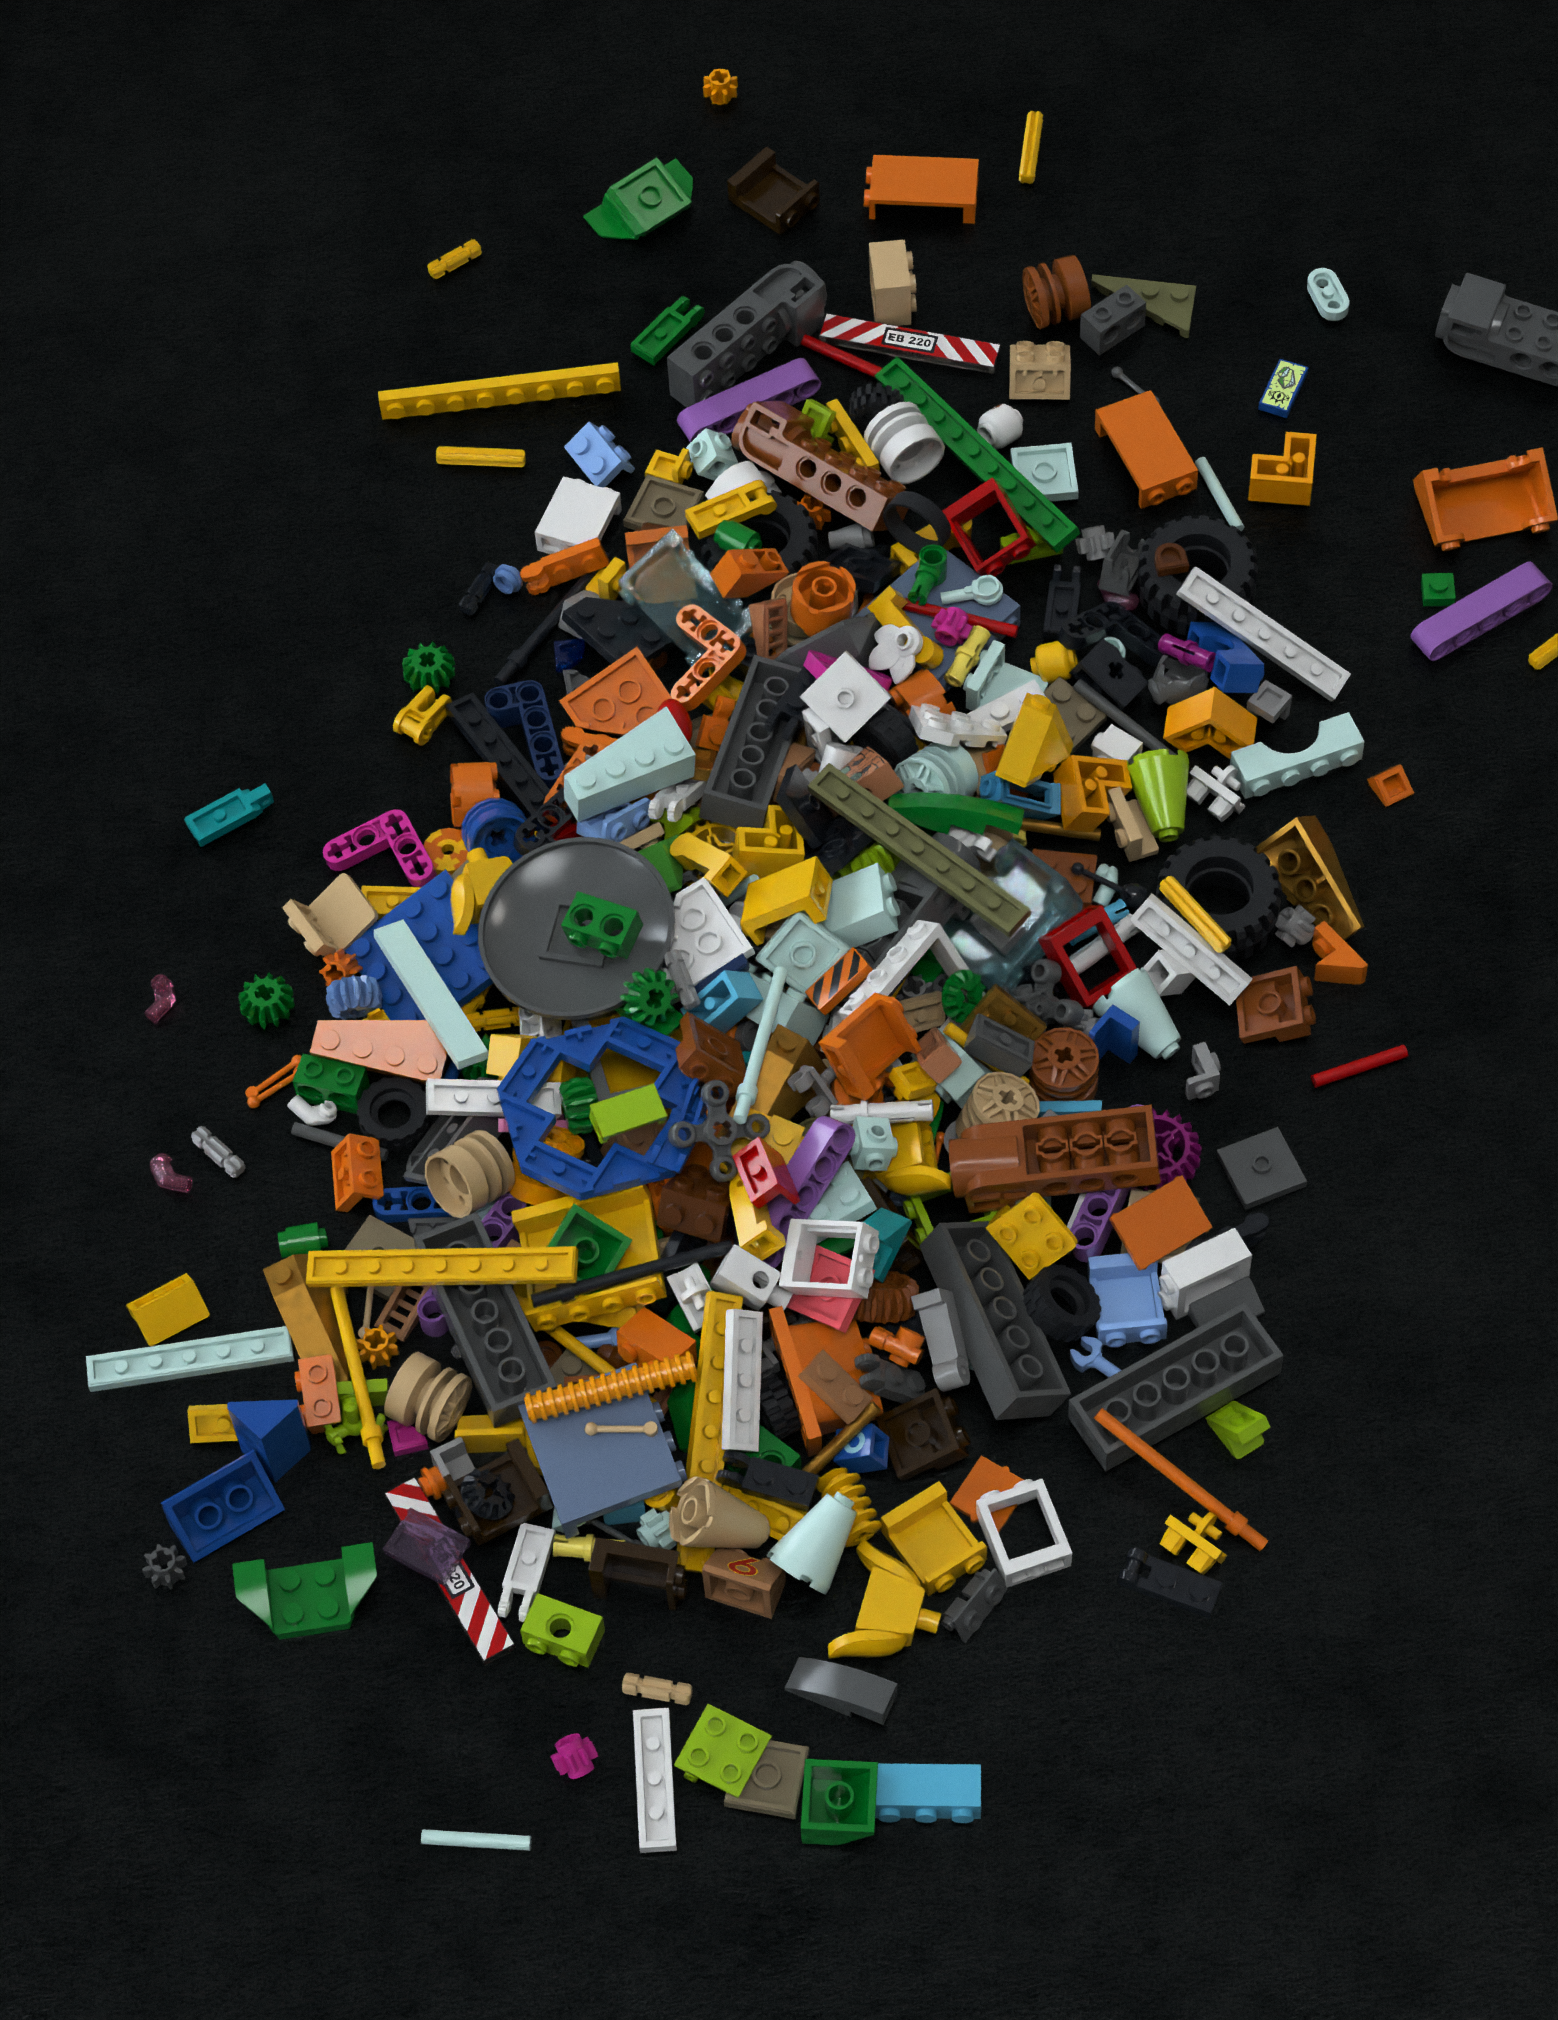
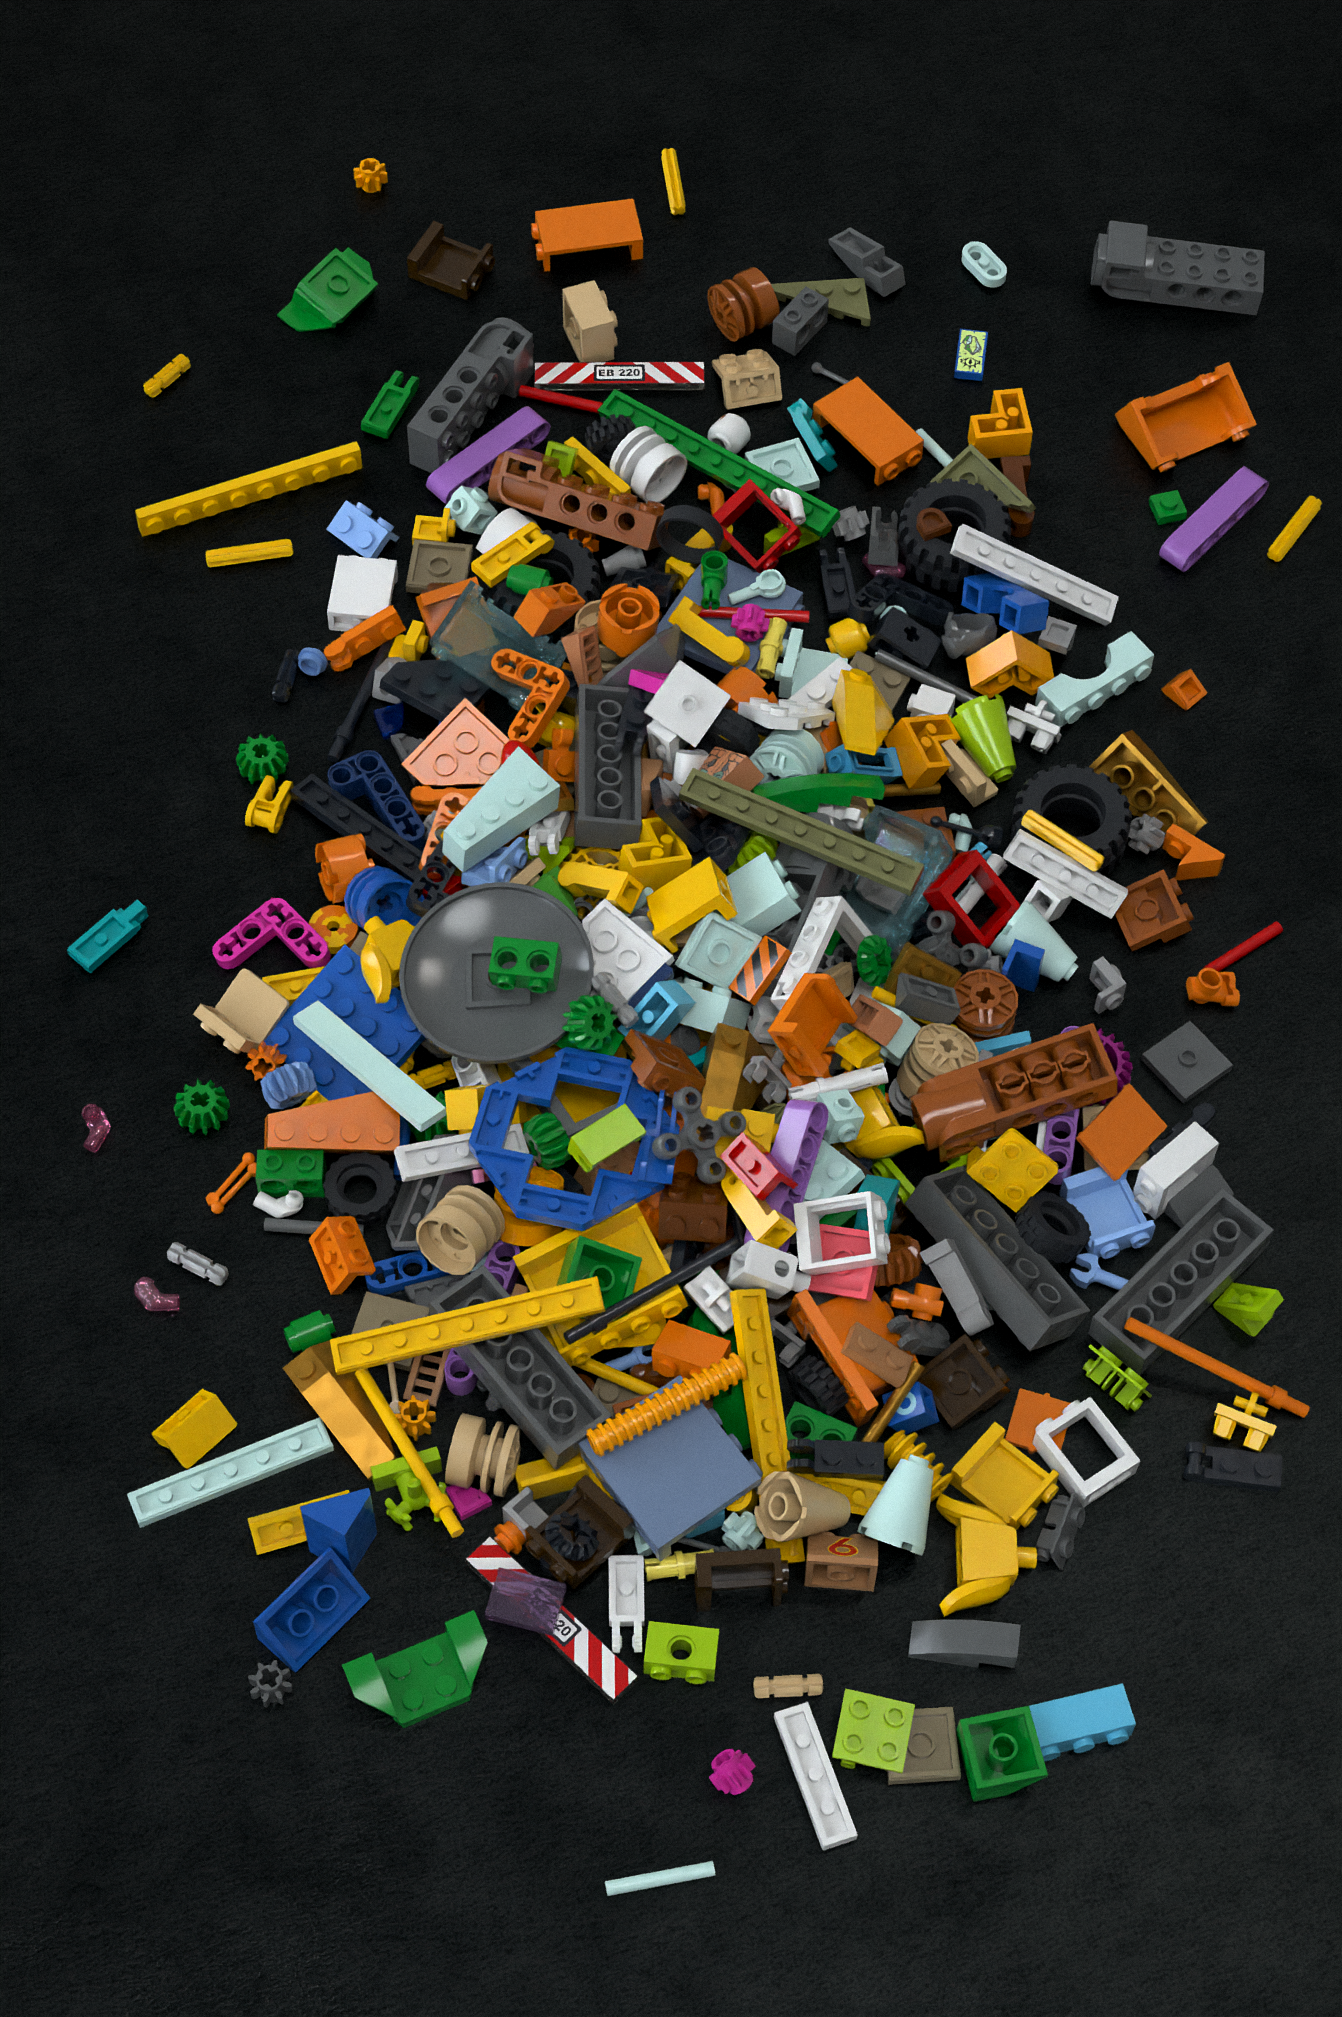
camera: 20 degrees left, 0 degrees up
(320, 1392) = (375, 1471): orange bracket -> none
(650, 1429) = (714, 1436): tan hinge -> none
(742, 1380) = (787, 1369): white plate -> none
(747, 1090) = (715, 1090): light aqua bar -> none
(892, 652) = (705, 658): white plate -> none
(962, 482) = (713, 494): none -> orange arm
(1031, 509) = (791, 502): none -> white arm
(1072, 1458) = (1103, 1366): none -> lime hinge
(1085, 442) = (811, 434): none -> teal hinge
(1174, 646) = (971, 605): magenta pin -> none
(1206, 269) = (868, 261): none -> dark grey slope
(1244, 513) = (978, 469): none -> olive wing
(1276, 566) = (1017, 471): none -> reddish brown leg
(1311, 1097) = (1213, 987): none -> orange plate

